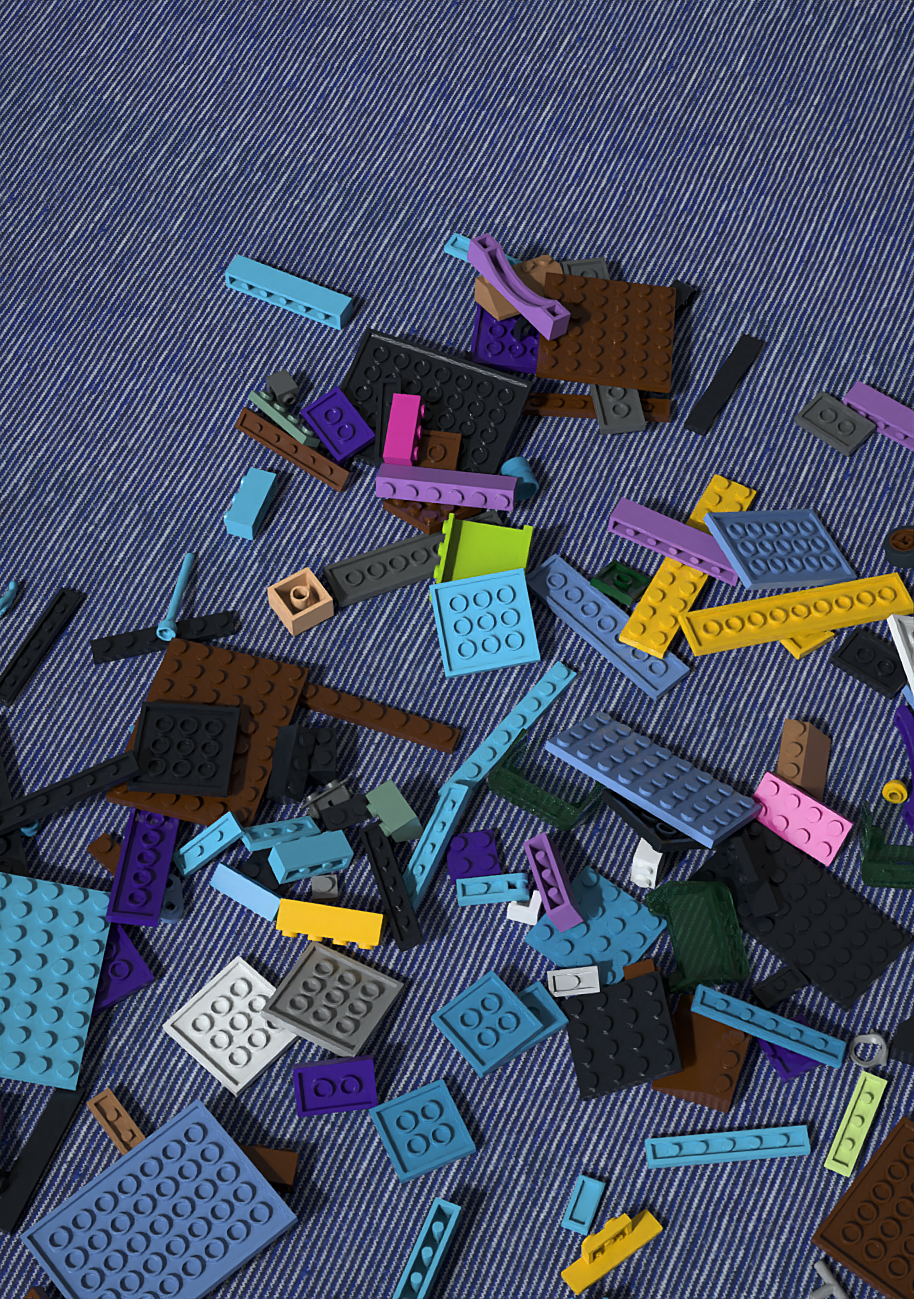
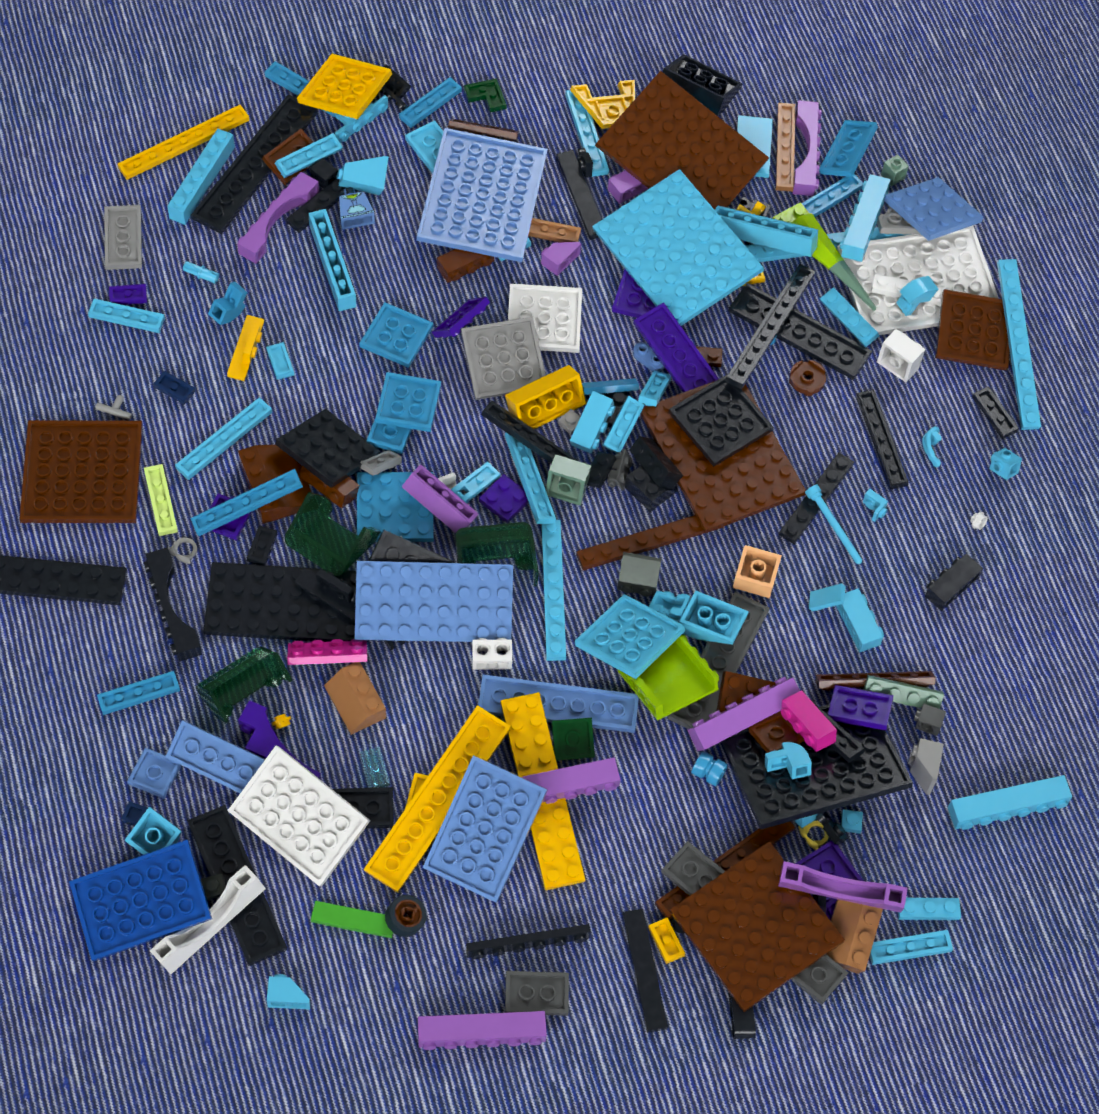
camera: 135 degrees right, 5 degrees up
(40, 509) = (978, 520): none -> white plate
(40, 765) = (805, 386): none -> reddish brown plate
(118, 581) = (876, 503): none -> medium azure bracket
(129, 474) = (953, 581): none -> black brick
(144, 1086) = (560, 255): none -> medium lavender slope
(261, 535) = (827, 597): none -> medium azure tile
(328, 352) = (925, 763): none -> light grey slope
(391, 584) = (712, 619): none -> medium azure slope
(412, 630) = (670, 605): none -> medium azure cylinder
(416, 677) = (639, 574): none -> pearl dark grey slope
(440, 274) = (931, 909): none -> medium azure plate
(448, 415) = (791, 756): none -> medium azure brick
(632, 706) = (491, 659): none -> white brick
(686, 388) = (666, 940): none -> yellow plate
(739, 1258) = (174, 387): none -> dark blue plate
(810, 462) = (532, 940): none -> black plate
(833, 688) = (375, 768): none -> clear light blue plate

